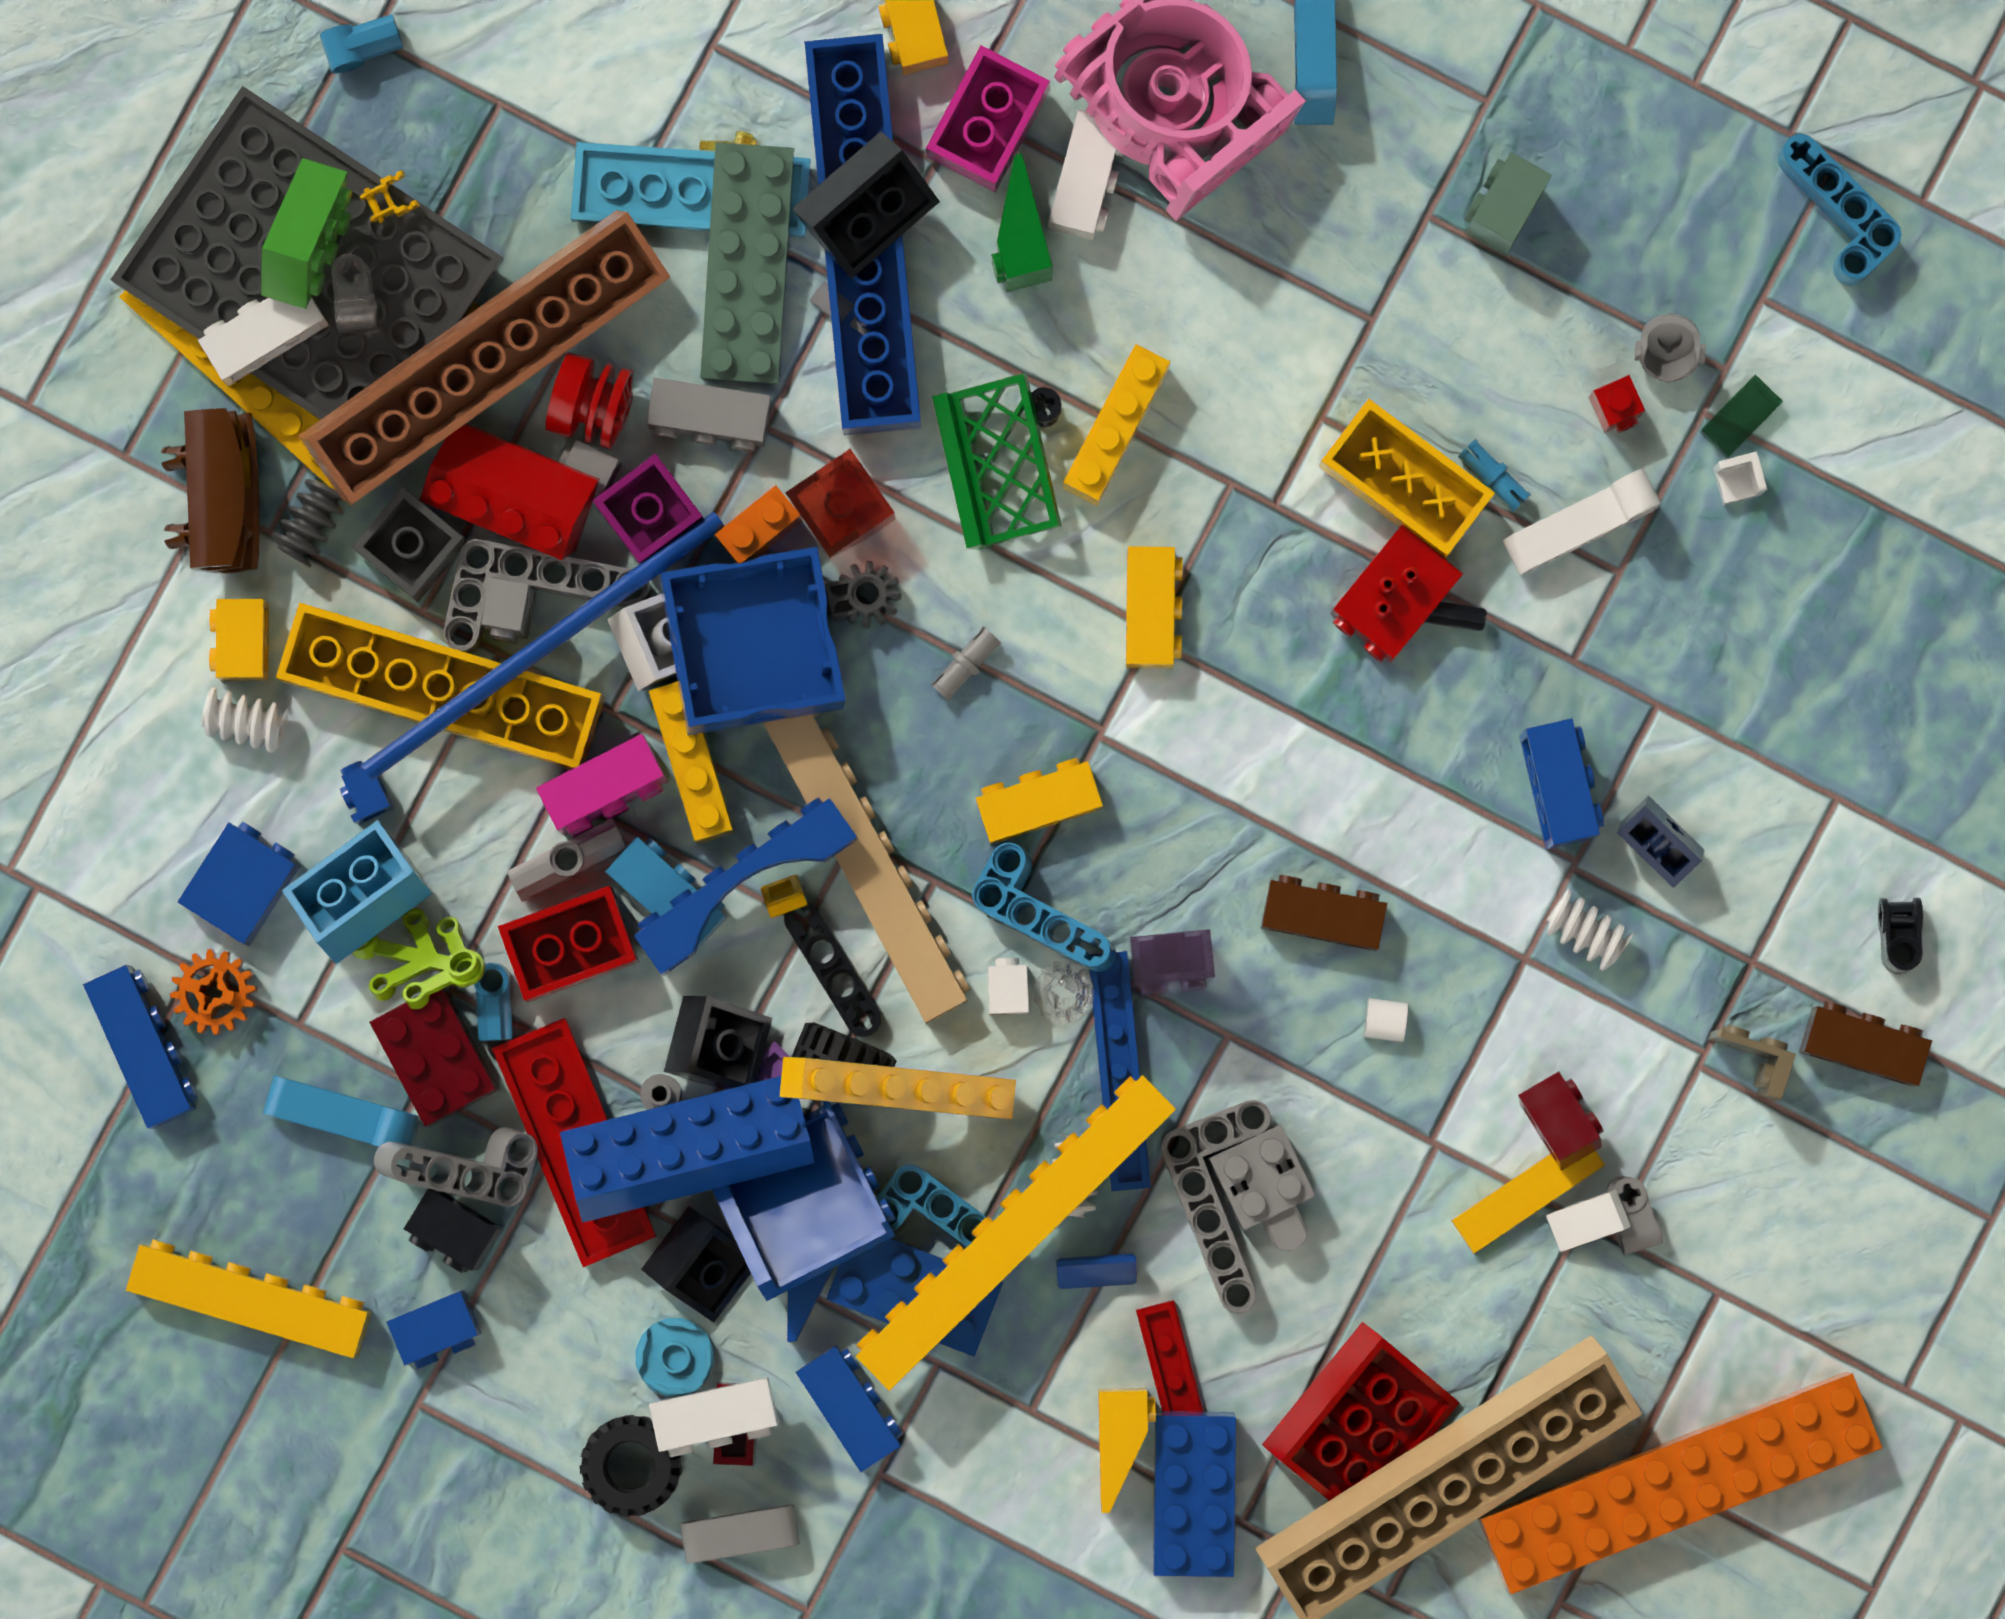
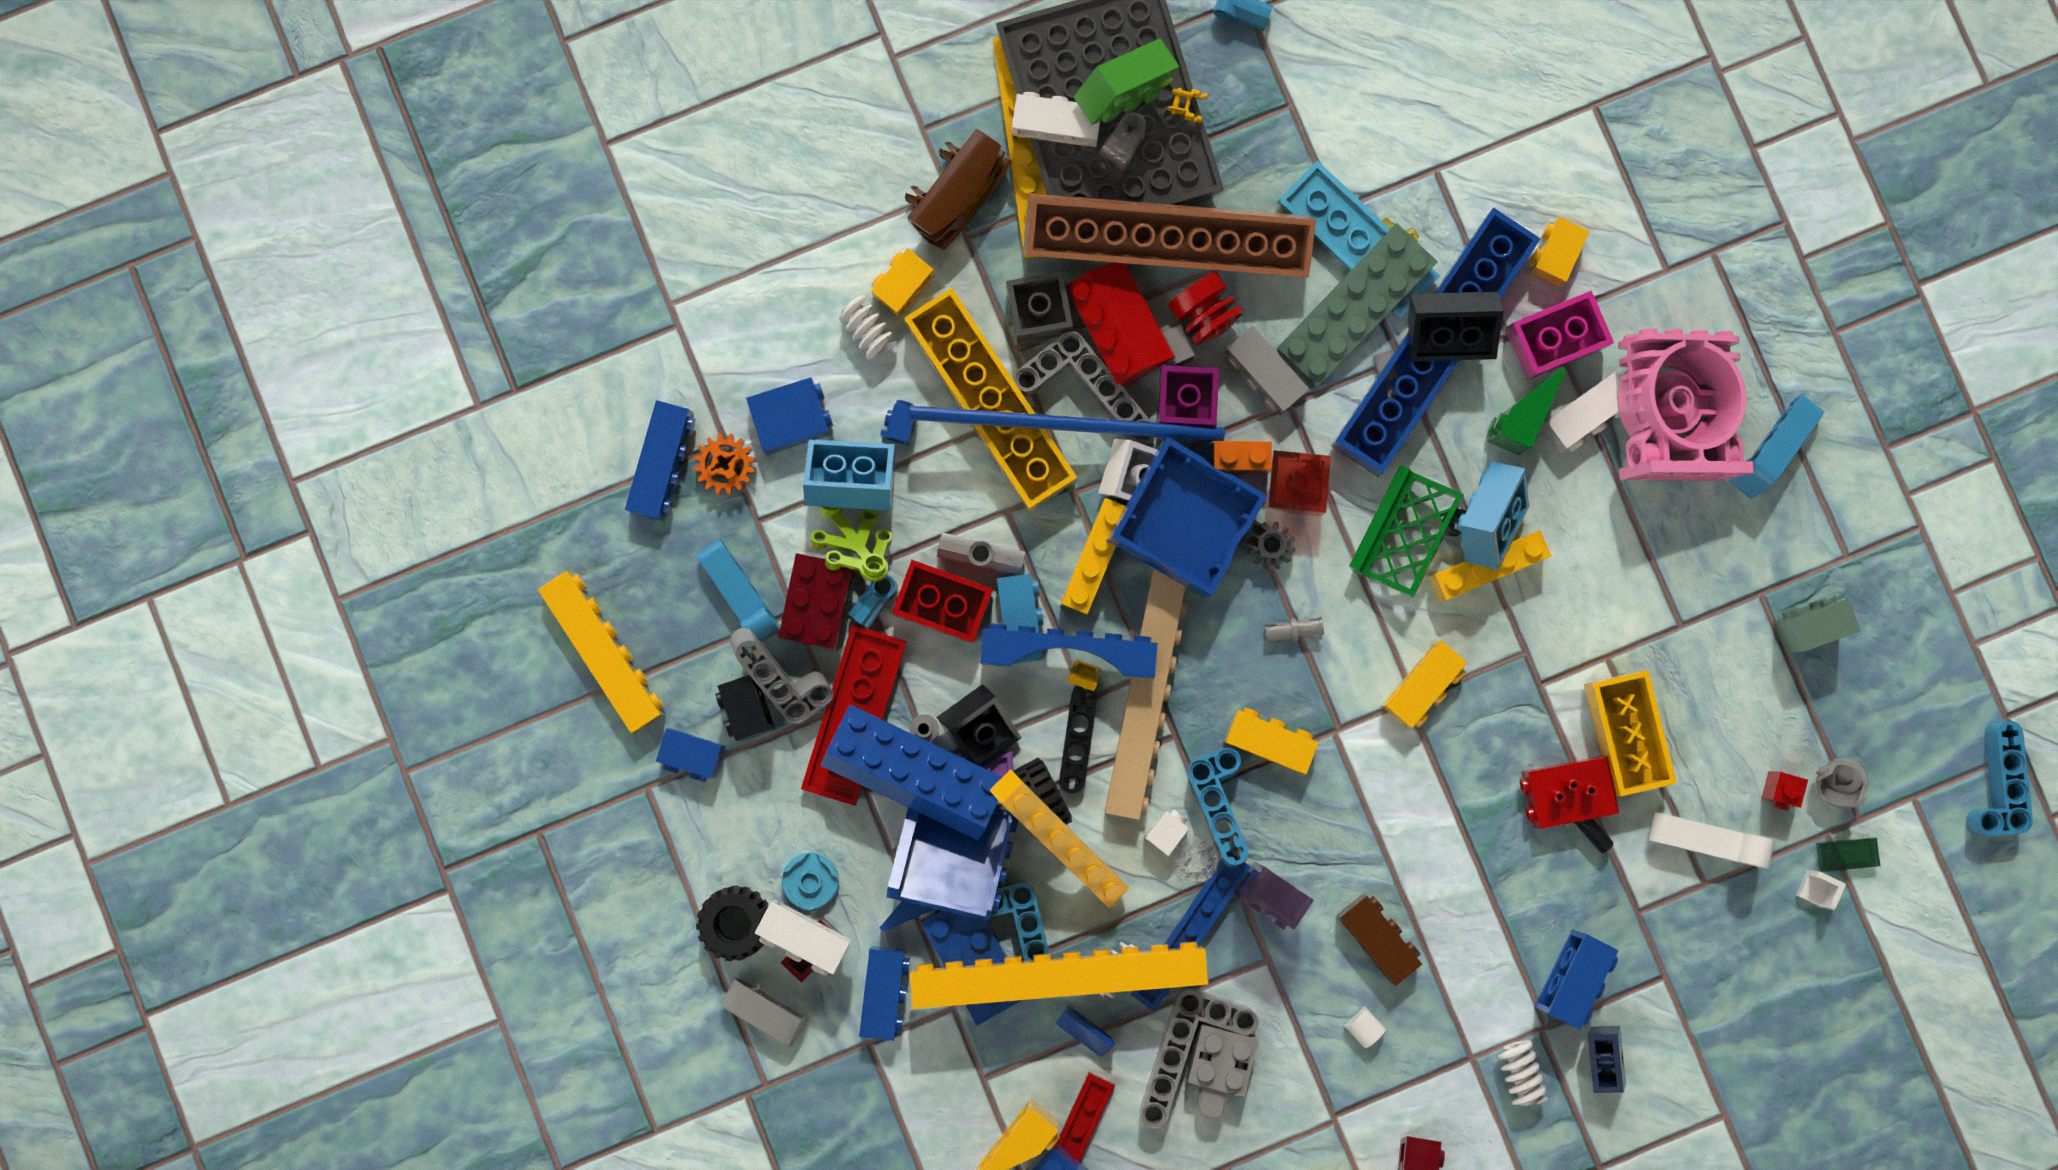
camera: 35 degrees right, 0 degrees up
(308, 521) = (994, 247): dark grey piece -> none
(508, 610) = (1064, 387): light grey brick -> none
(603, 786) = (1035, 530): dark pink brick -> none
(698, 1264) = (866, 841): black slope -> none
(1073, 369) = (1494, 515): none -> dark azure brick
(1494, 475) = (1679, 760): dark azure pin -> none

